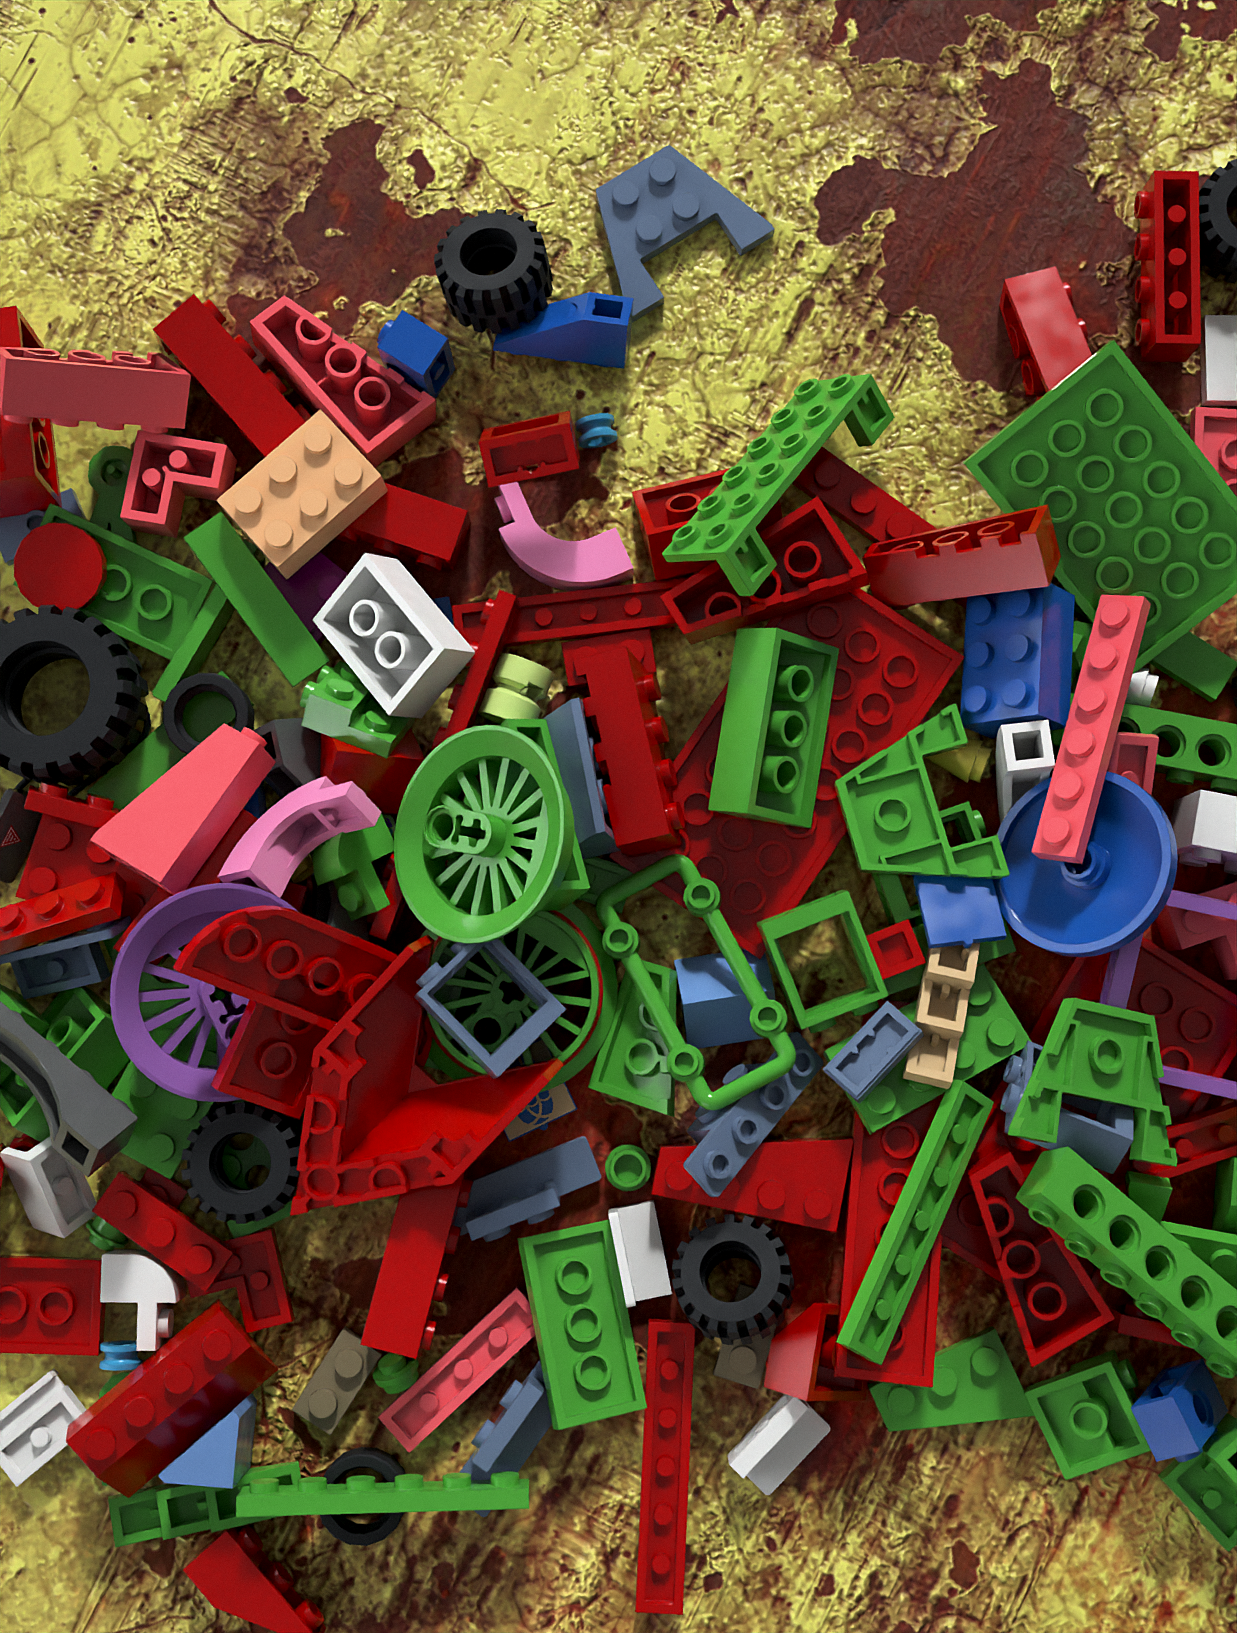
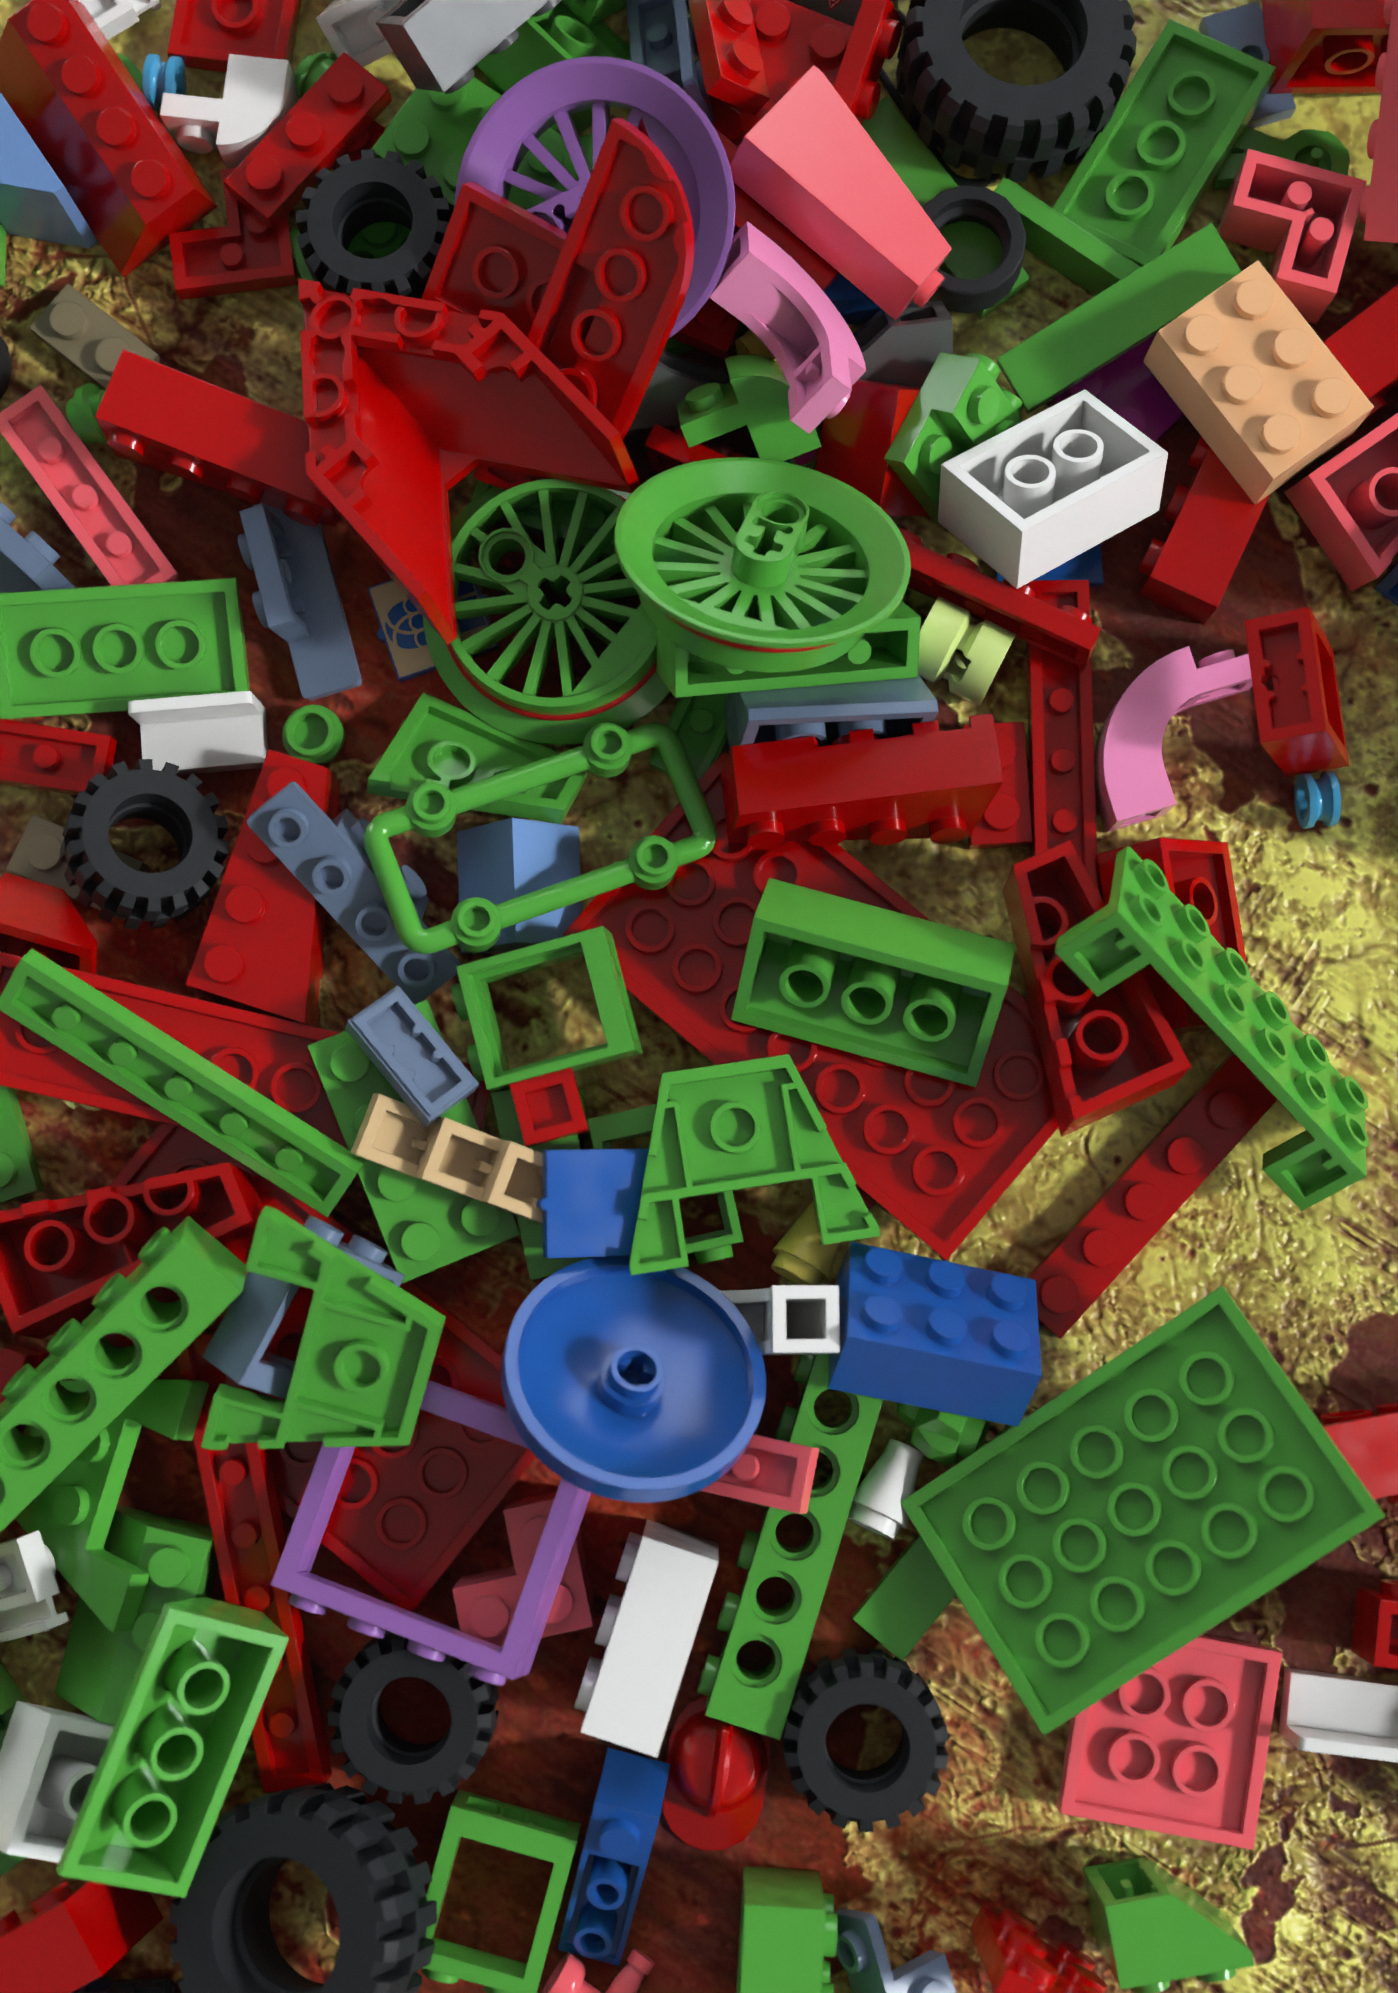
camera: 100 degrees right, 0 degrees up
(60, 566) = (1187, 73): red tile -> none
(547, 1012) = (457, 545): sand blue window -> none
(965, 559) = (1083, 1277): red wedge -> none
(1091, 728) = (823, 1416): coral plate -> none

